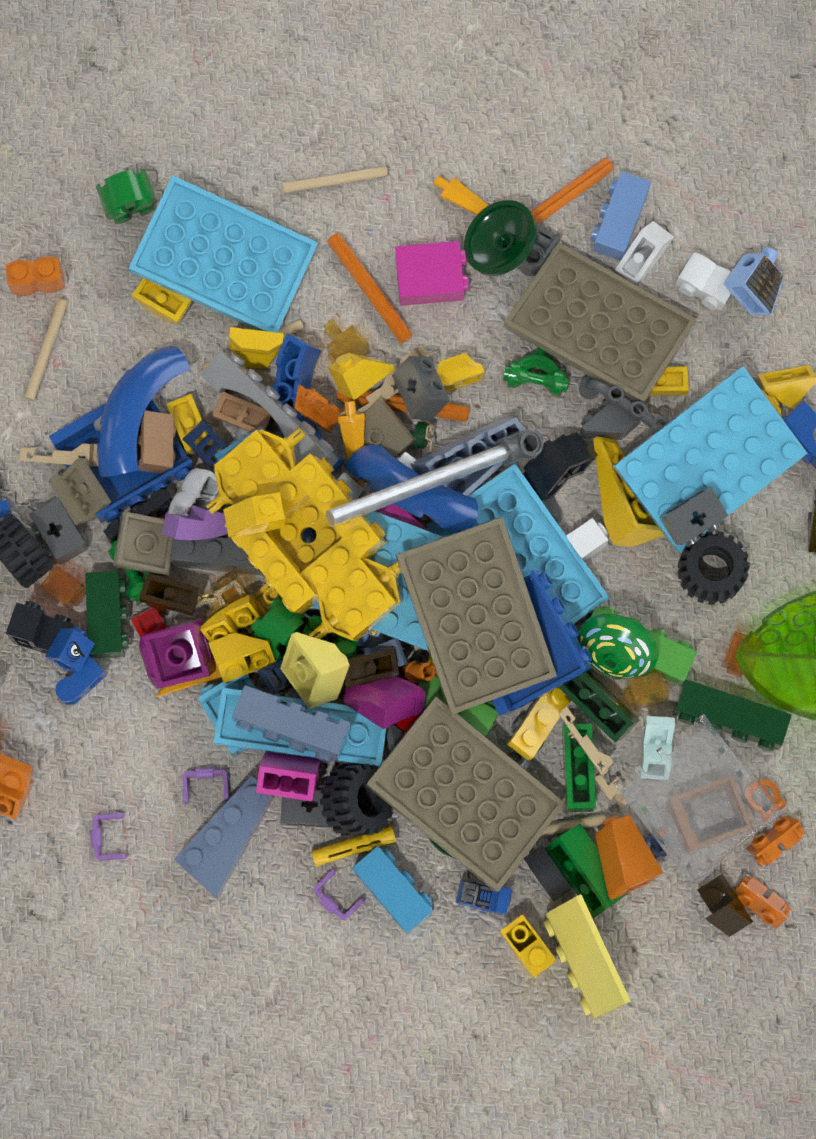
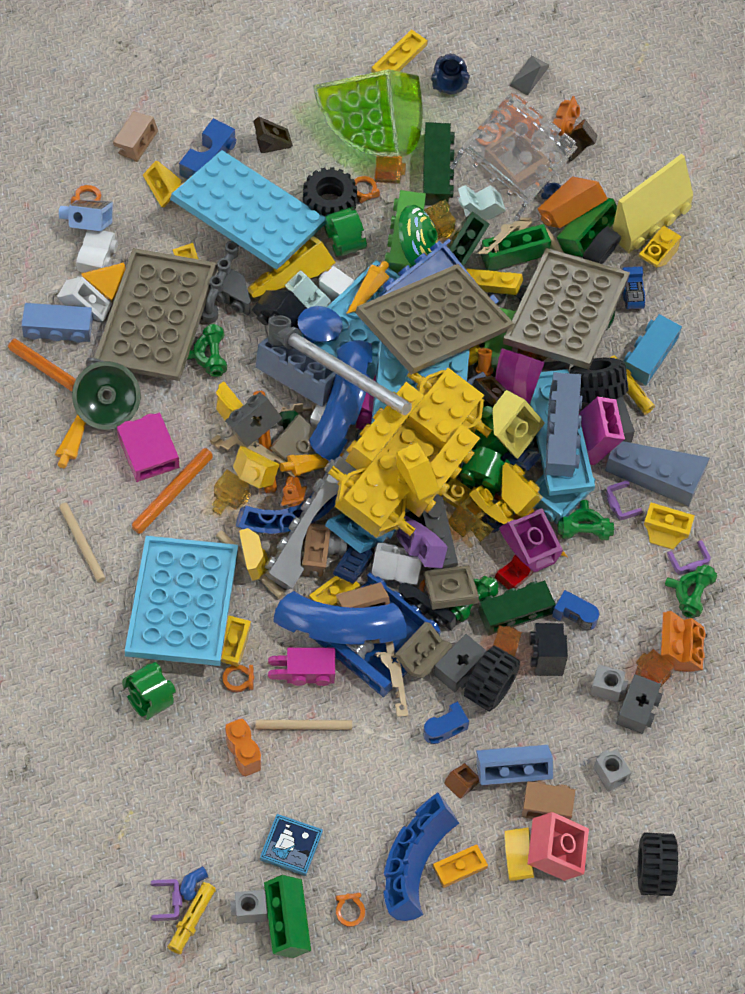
camera: 110 degrees left, 15 degrees down
(46, 814) = (703, 577): none -> green piece
(70, 649) = (559, 612): blue brick -> none
(107, 365) = (305, 666): none -> dark pink hinge
(110, 306) = (248, 684): none -> orange piece
(155, 823) = (667, 526): none -> yellow slope
(169, 595) = (486, 555): dark brown slope -> none
(186, 708) = (601, 526): none -> green piece
(329, 904) = (678, 391): medium lavender piece -> none
(522, 493) = (320, 324): none -> blue dish
(573, 579) = (372, 282): none -> light orange bar
(580, 503) = (307, 291): none -> light aqua brick
(653, 568) = (346, 232): none -> green brick
(662, 280) = (106, 279): none -> light orange slope
(678, 518) = (300, 204): dark grey brick -> none
(711, 629) = (375, 193): none -> orange piece
(788, 279) = (81, 189): none -> orange piece

